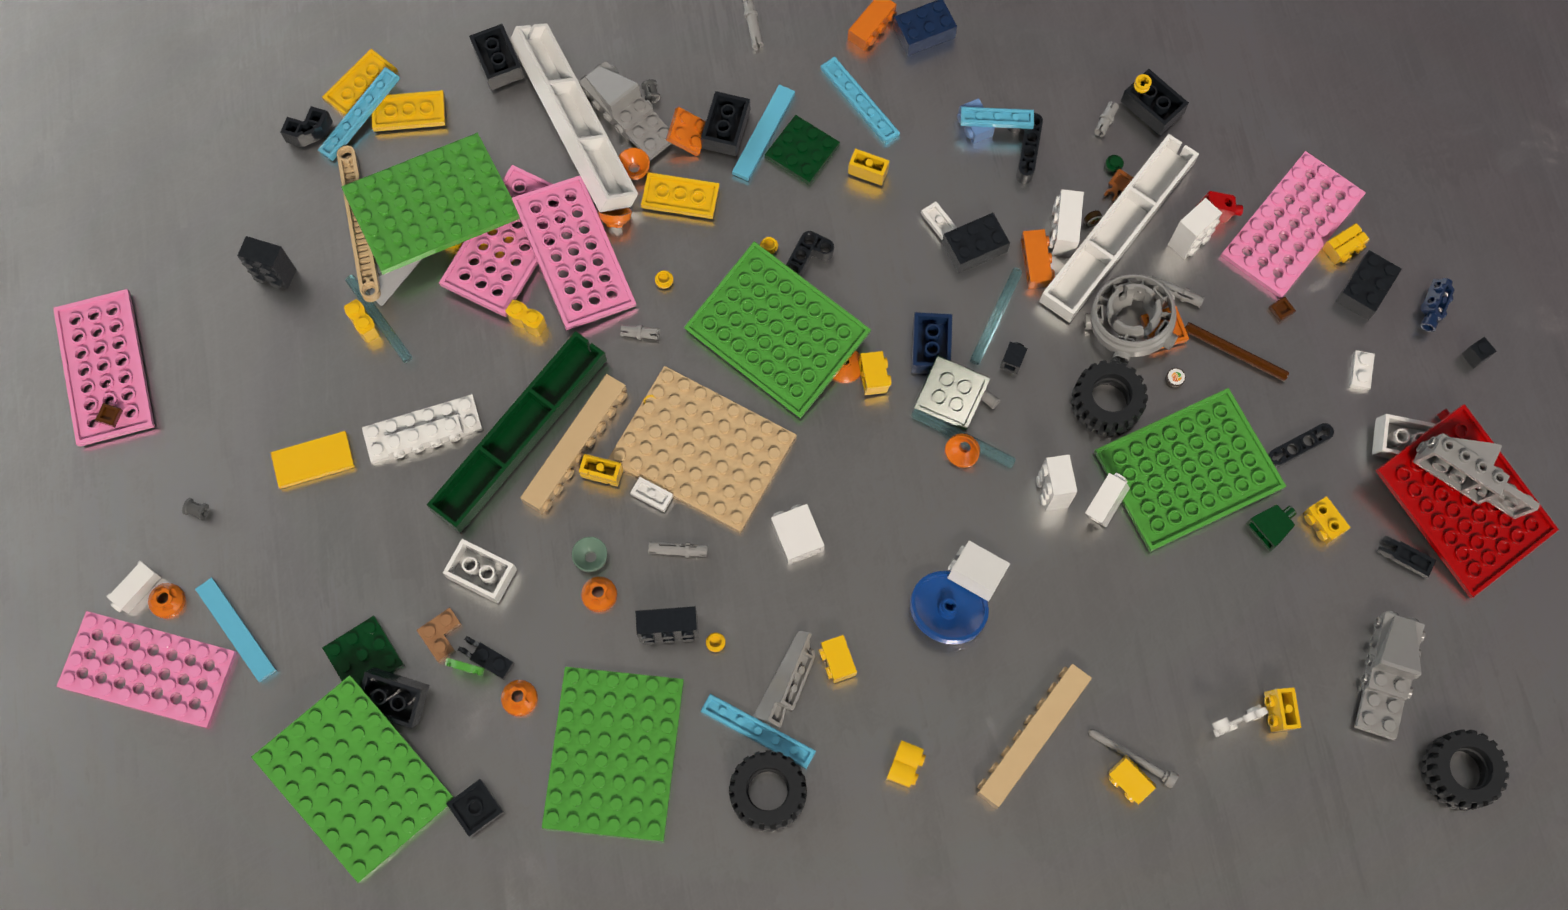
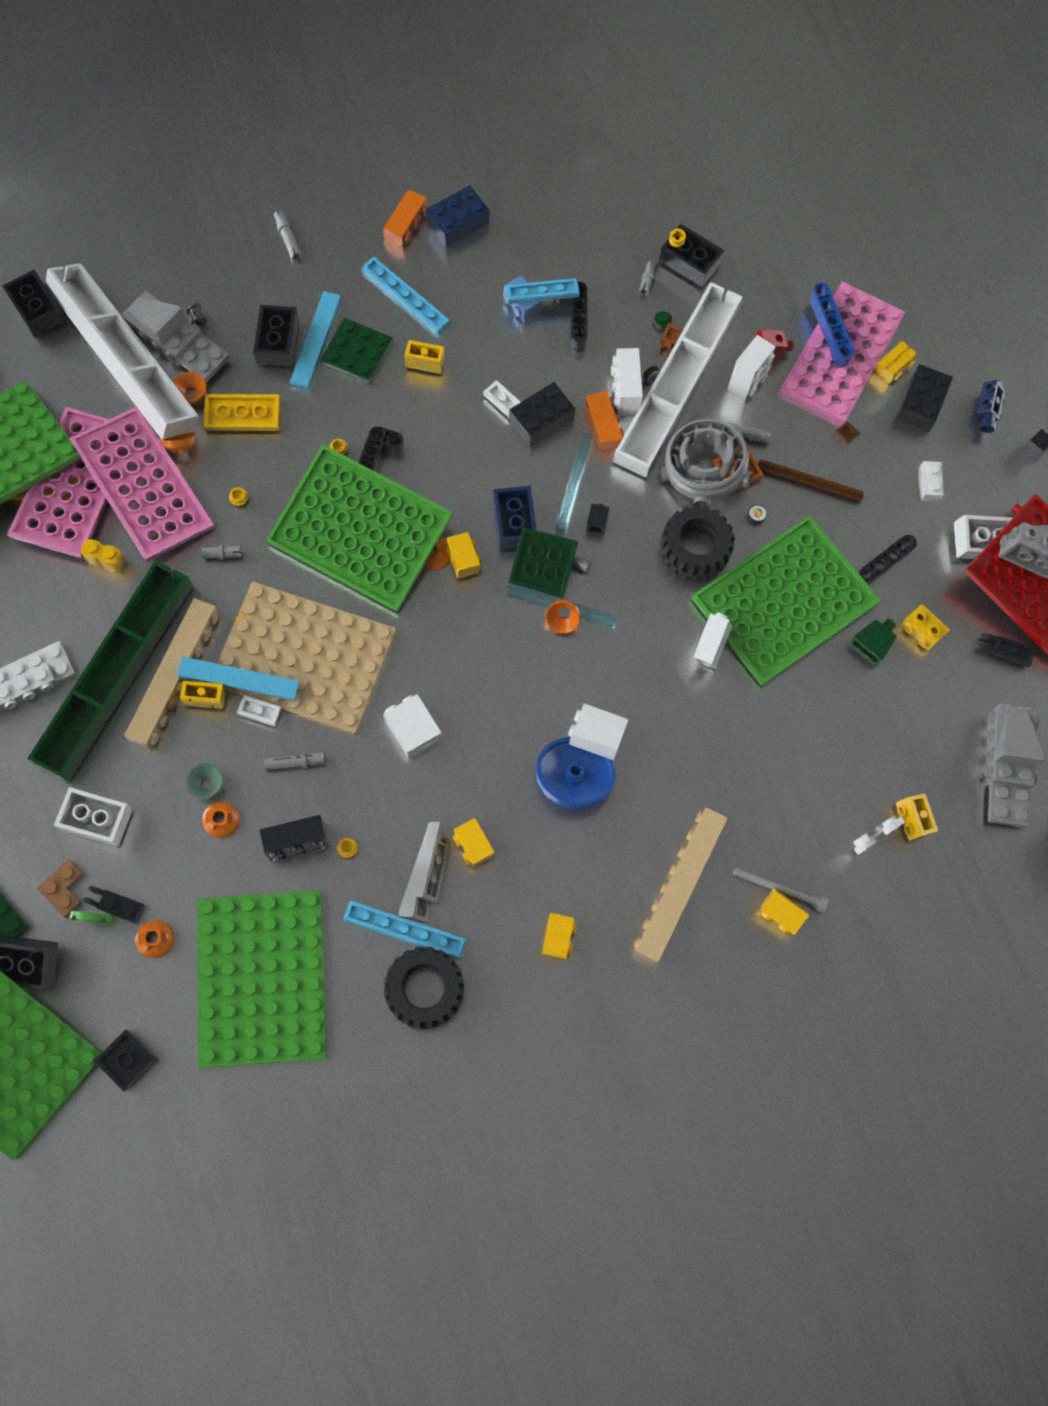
camera: 15 degrees left, 0 degrees up
(637, 460) = (238, 678): none -> medium azure tile
(686, 131) = (237, 348): orange plate -> none
(1056, 483) = (660, 632): white brick -> none
(1285, 203) = (834, 331): none -> blue beam

